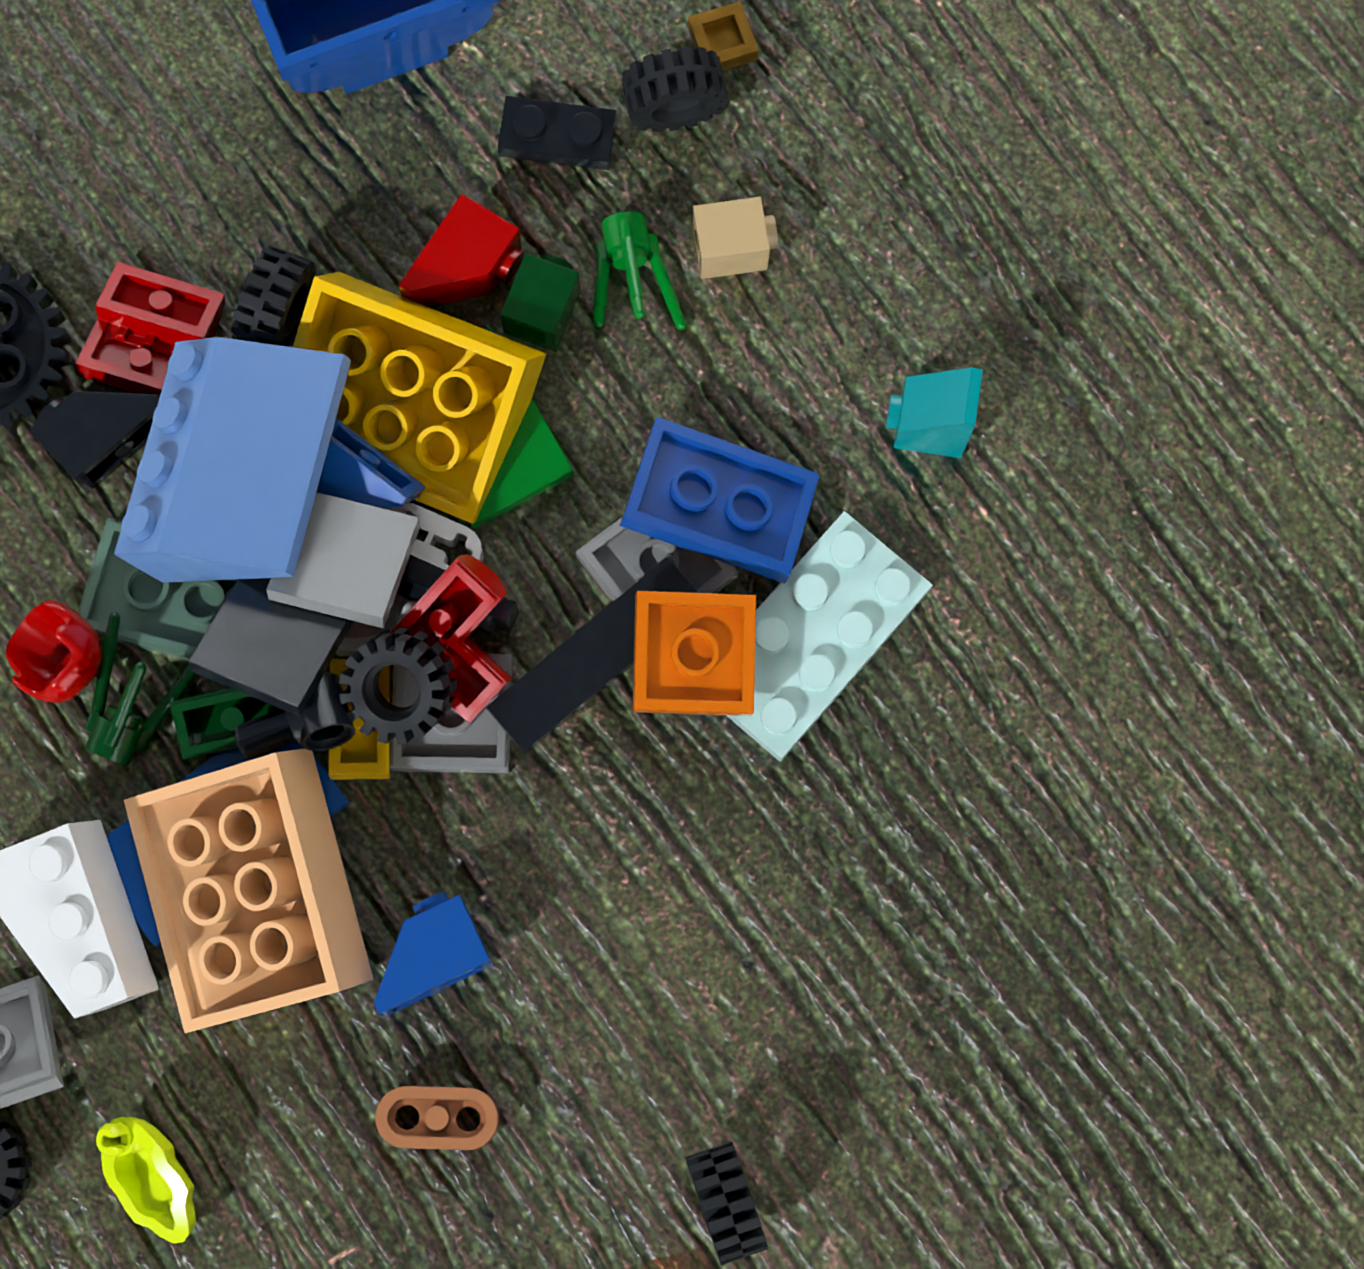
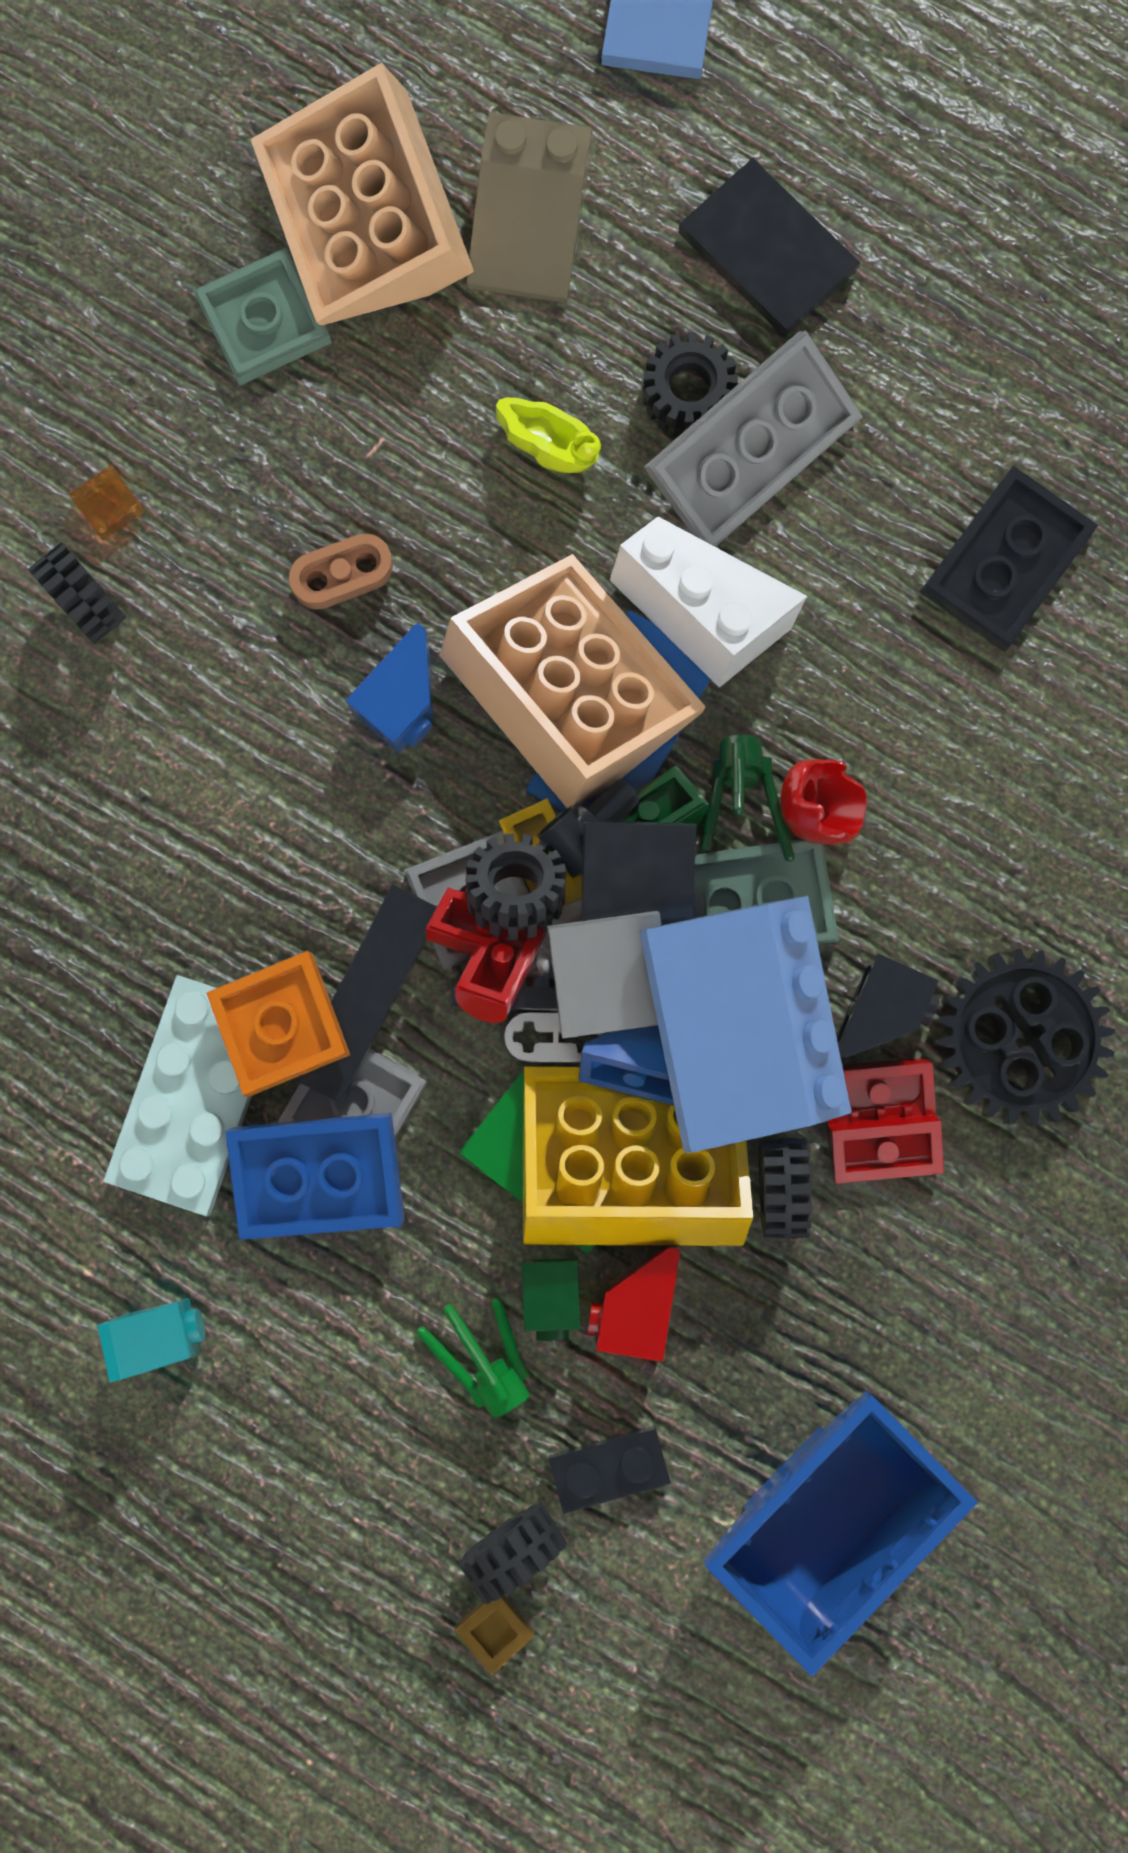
camera: 160 degrees right, 5 degrees up
(733, 237) = (403, 1432): tan brick -> none

